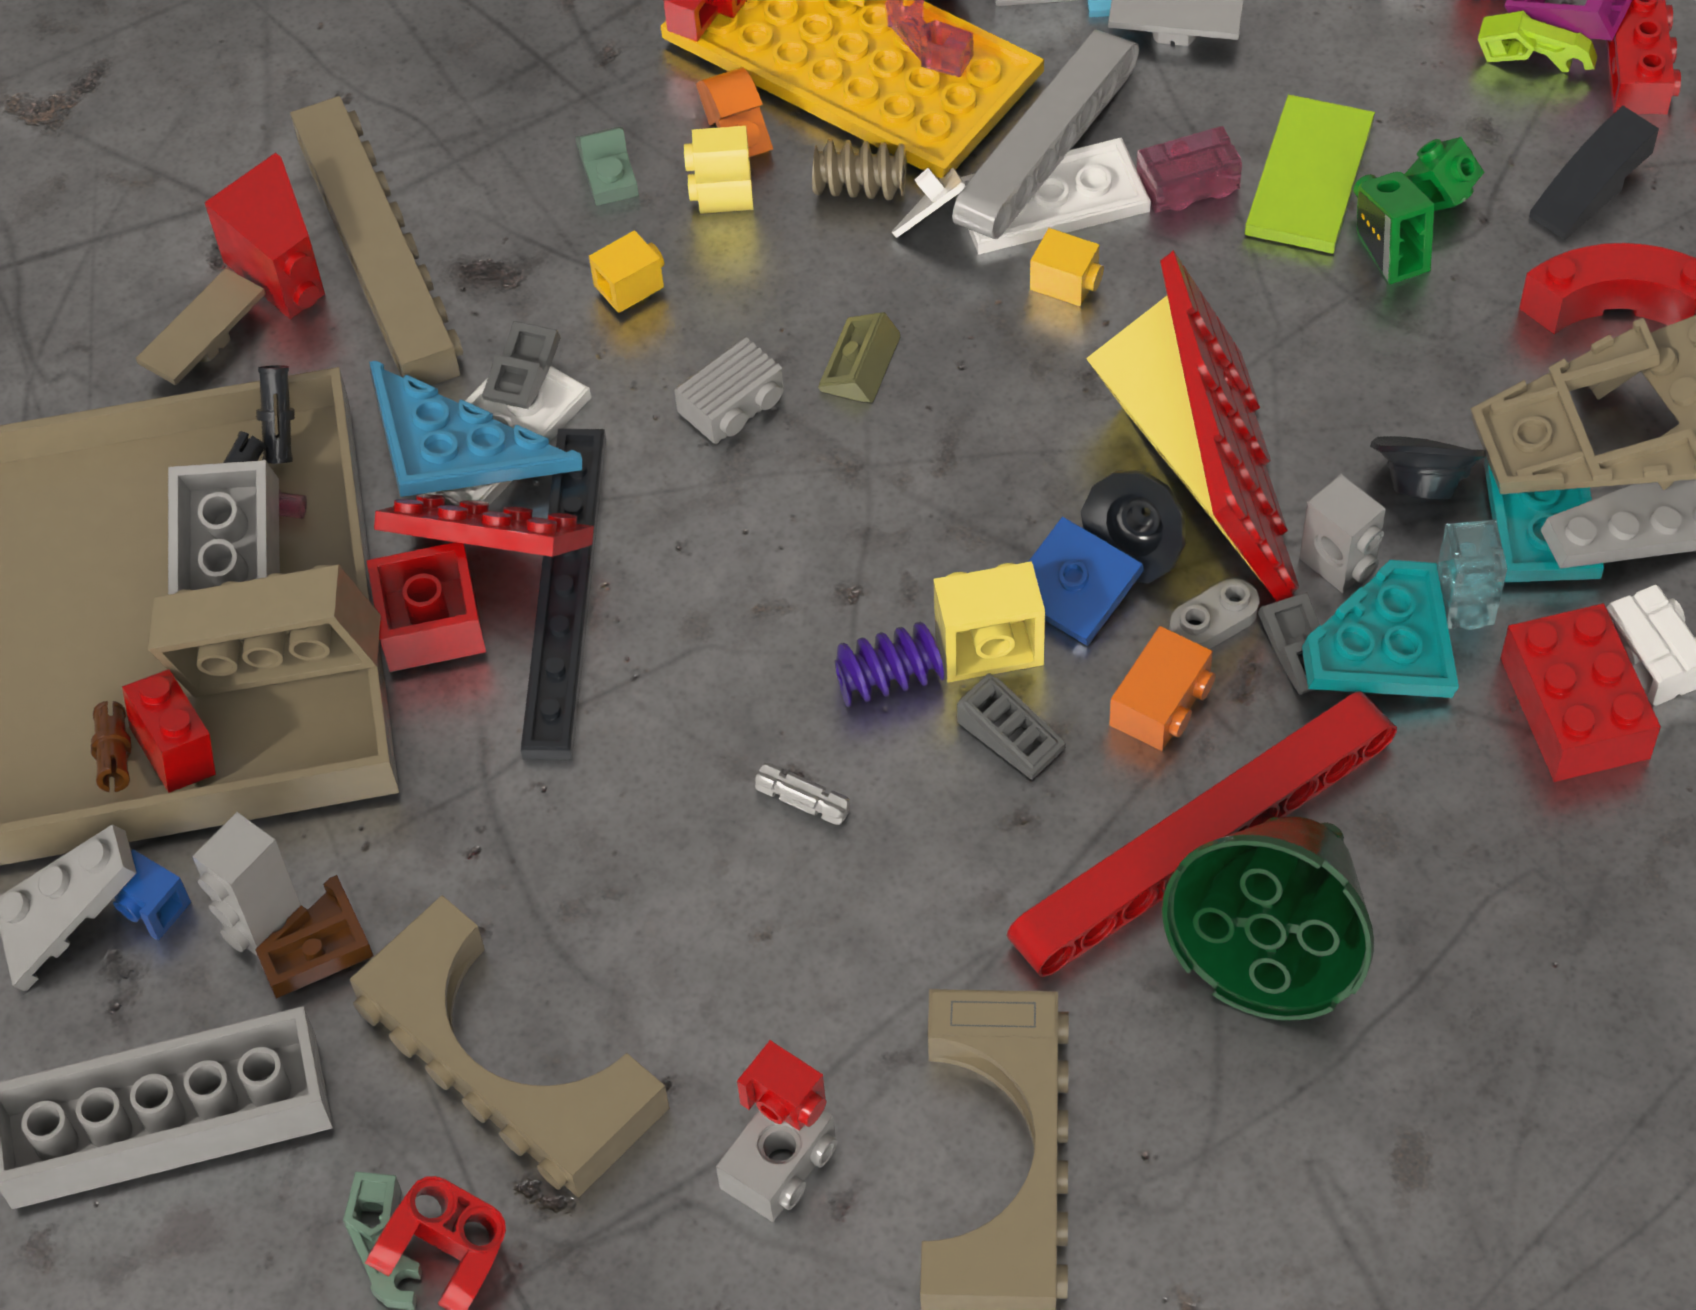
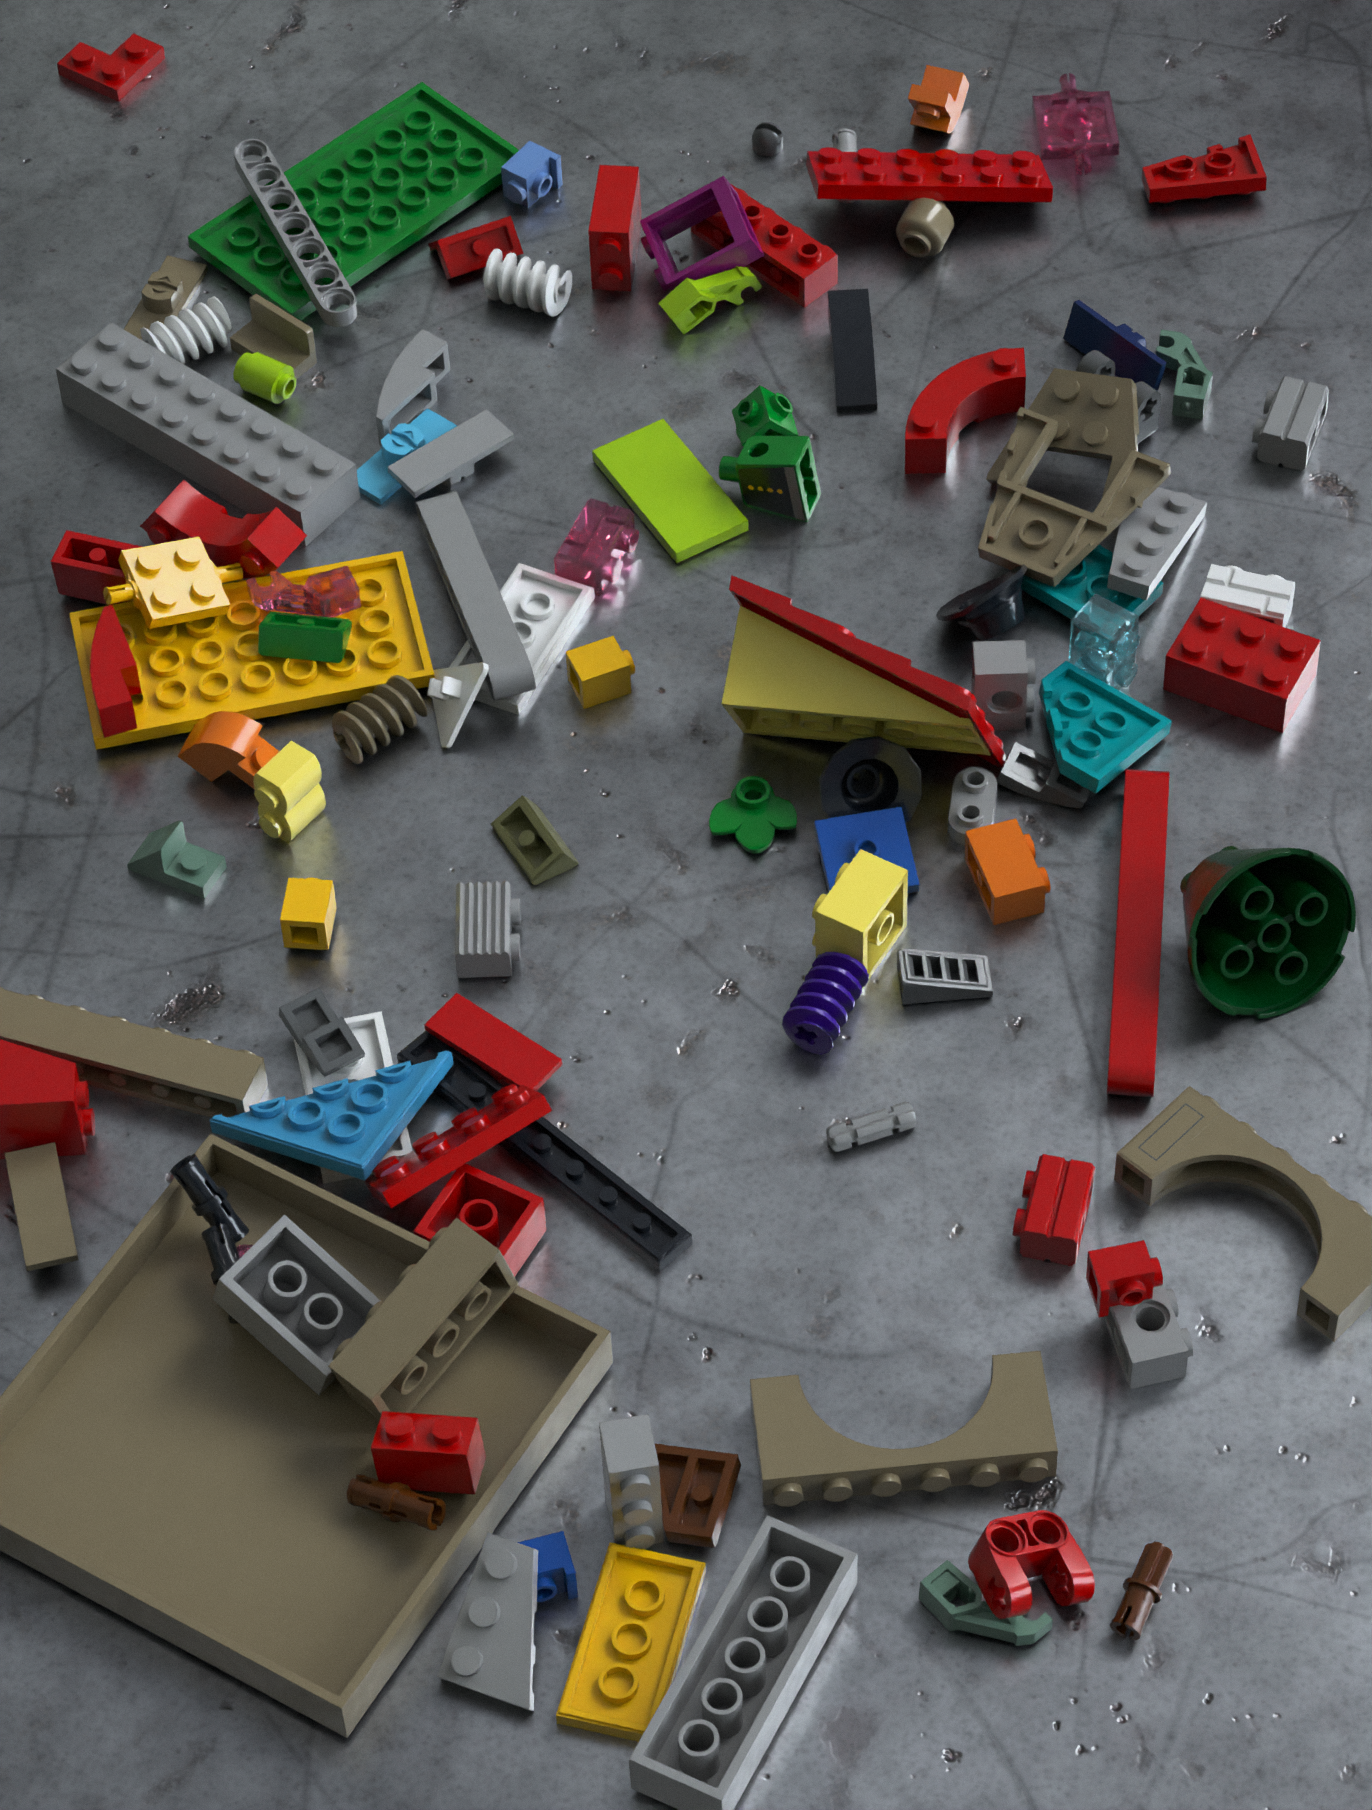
camera: 50 degrees left, 5 degrees down
(144, 1001) = (630, 1641): none -> yellow tile
(621, 480) = (492, 1044): none -> red piece
(840, 989) = (1055, 1210): none -> red brick
(888, 65) = (304, 637): none -> green slope
(1033, 478) = (750, 819): none -> green plate

